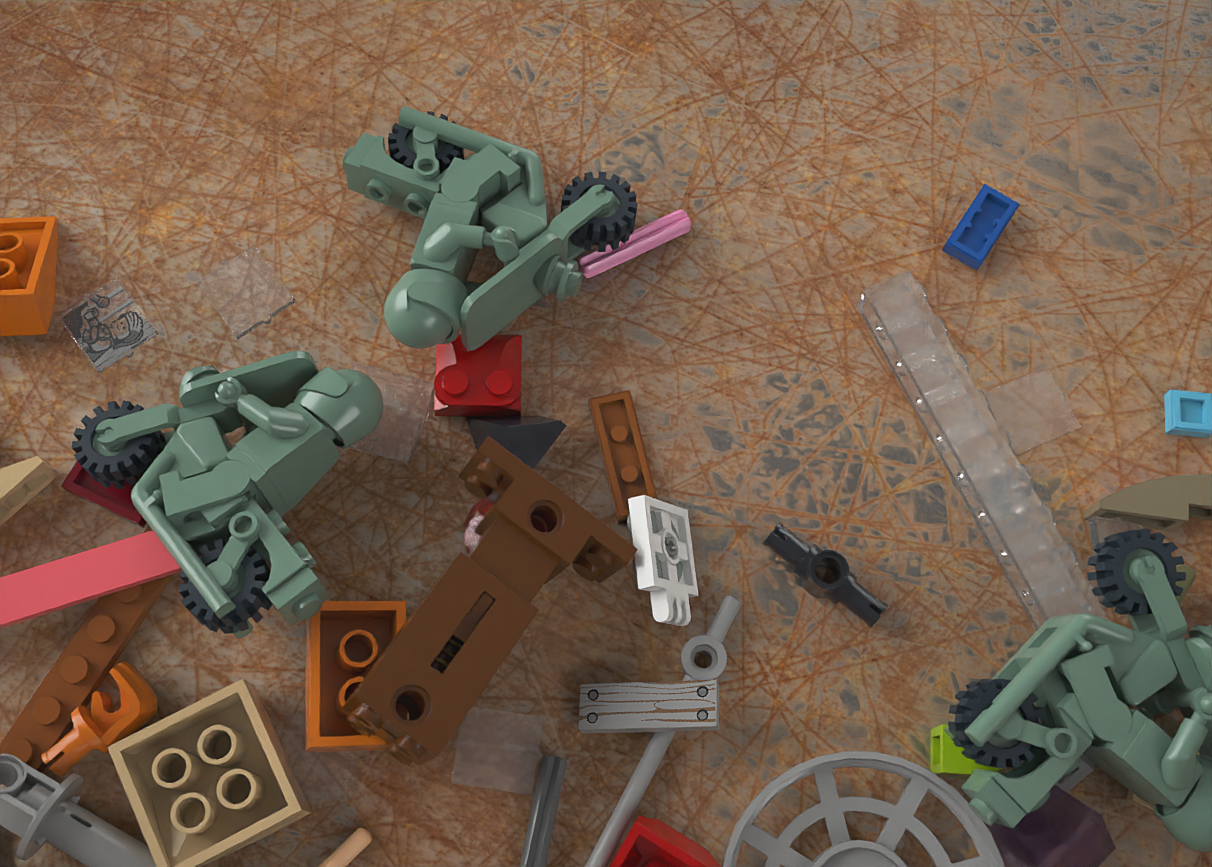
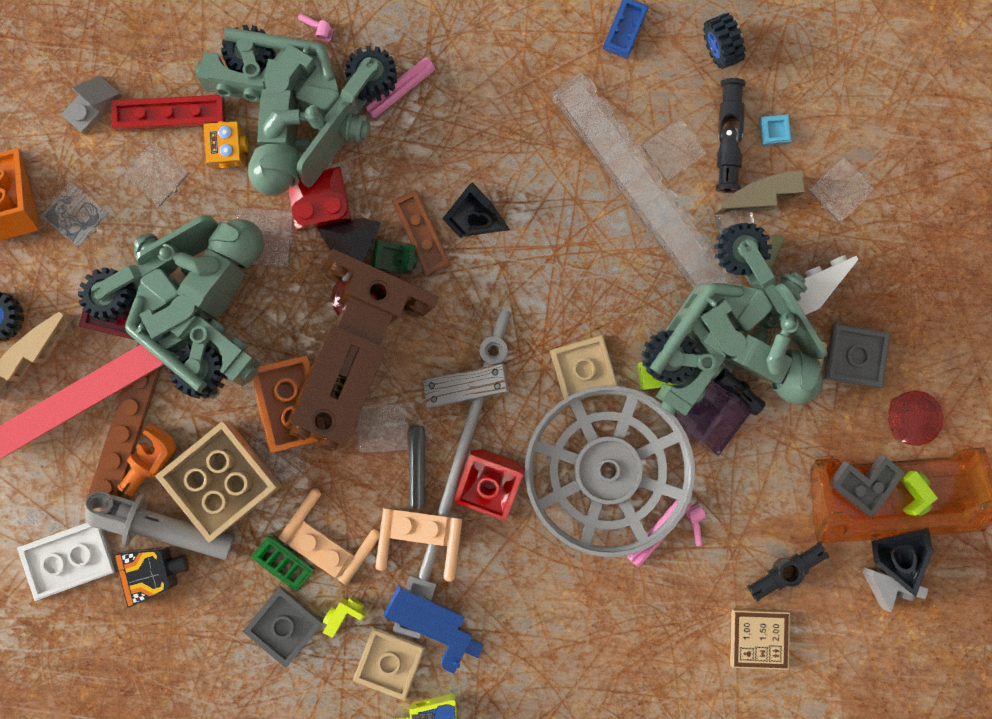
camera: 10 degrees left, 15 degrees up
(183, 176) = (90, 104): none -> light grey slope
(287, 210) = (167, 112): none -> red plate
(359, 270) = (225, 145): none -> light orange head
(539, 143) = (324, 31): none -> bright pink hand
(578, 480) = (394, 257): none -> dark green bracket
(663, 557) = (457, 295): white piece -> none
(712, 442) = (474, 214): none -> black slope
(842, 714) = (583, 366): none -> tan tile
(843, 590) = (545, 275): black pin -> none
(1083, 788) = (751, 400): none -> black pin
(1118, 434) = (729, 154): none -> black piece
(1128, 269) = (724, 40): none -> black wheel

